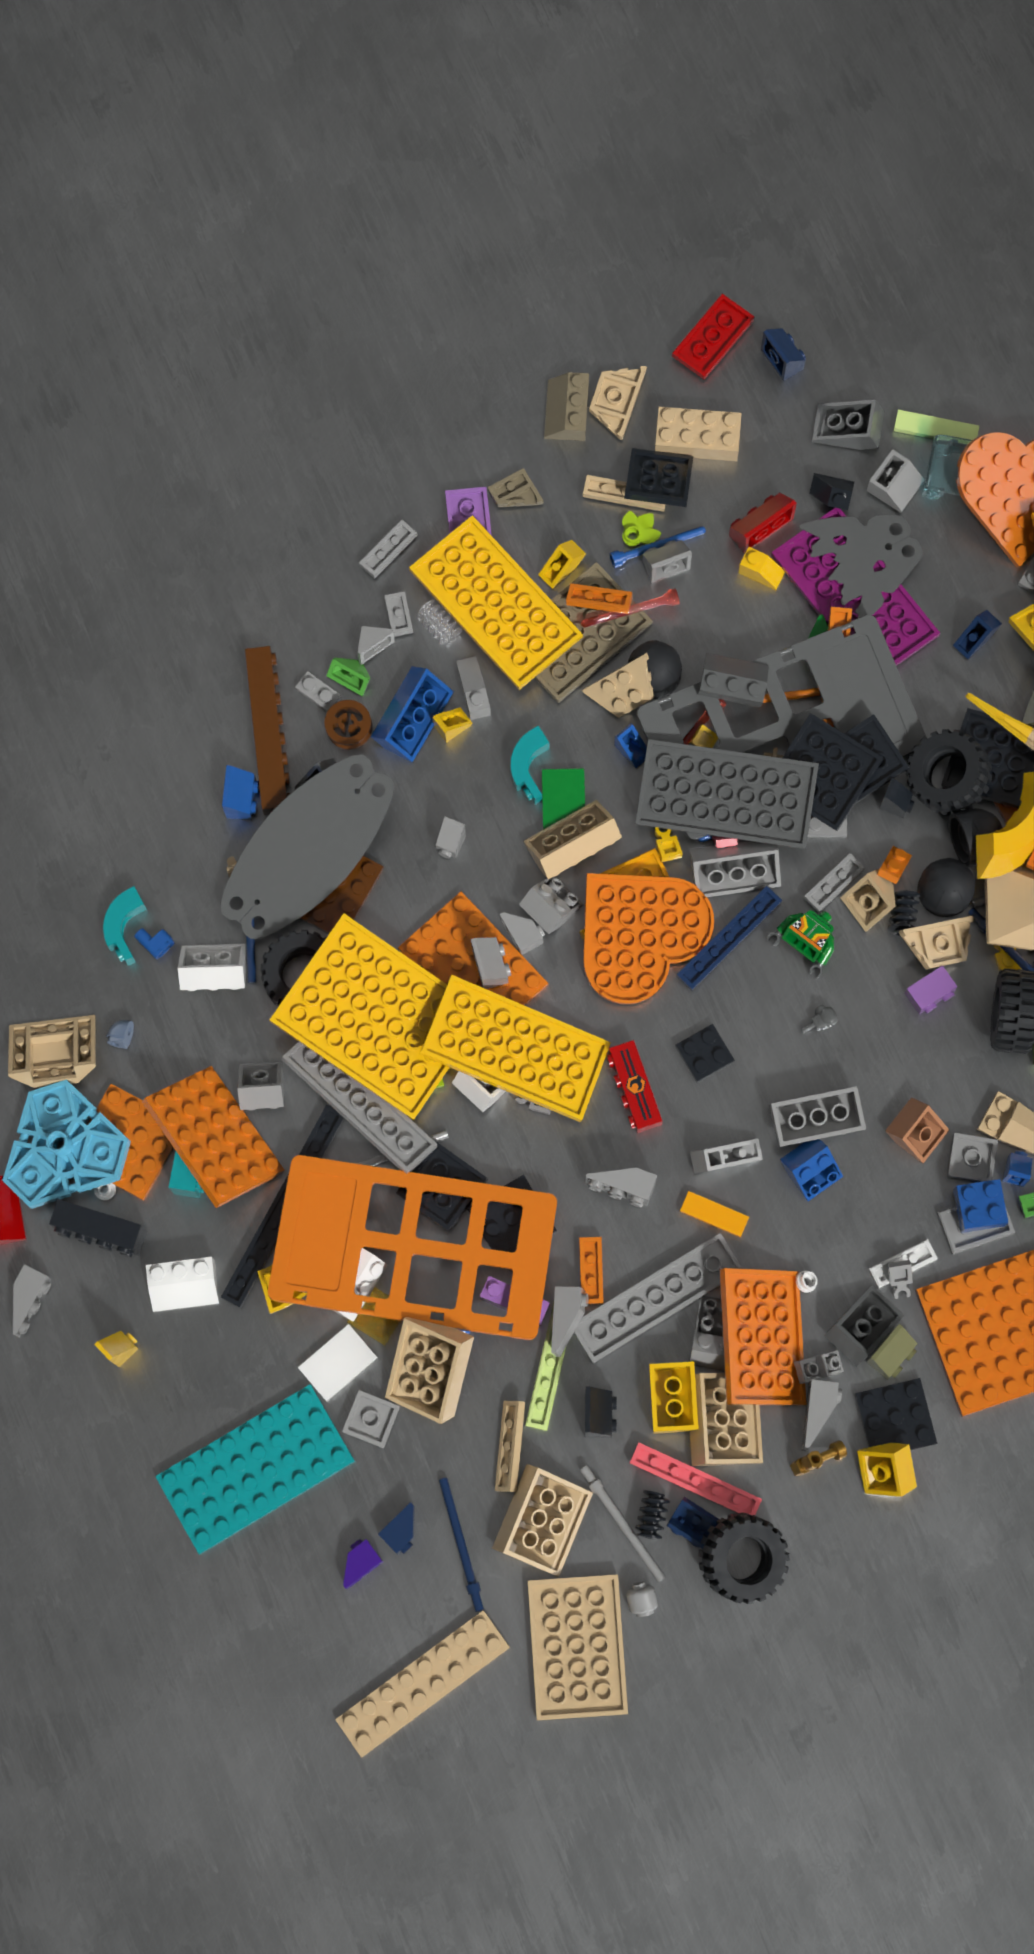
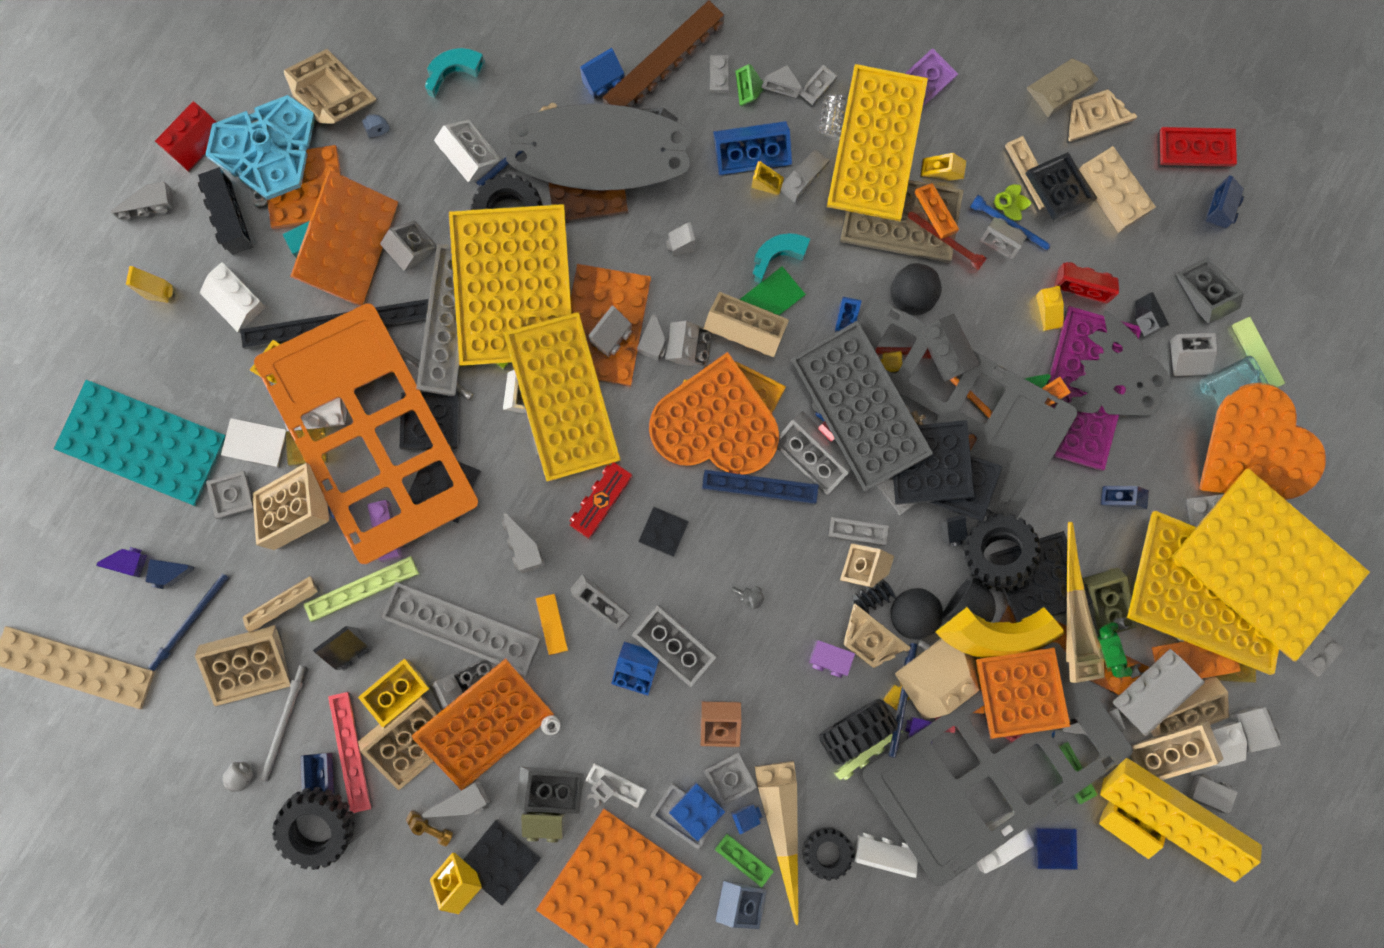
camera: 45 degrees right, 5 degrees up
(155, 945) = (457, 101): blue piece -> none
(364, 726) = (708, 99): reddish brown wheel -> none
(388, 549) = (859, 42): light grey plate -> none
(515, 491) = (971, 96): dark tan wing -> none
(568, 1311) = (399, 574): light grey slope -> none
(577, 1647) = (172, 756): tan plate -> none
(591, 1268) = (446, 568): orange plate -> none
(623, 688) = (884, 277): tan wing -> none
(652, 1515) = (301, 741): black piece -> none
(667, 846) = (793, 394): yellow plate -> none
(808, 935) = (804, 541): green torso -> none
(818, 1366) = (495, 779): light grey slope -> none
(894, 865) = (904, 564): orange plate -> none

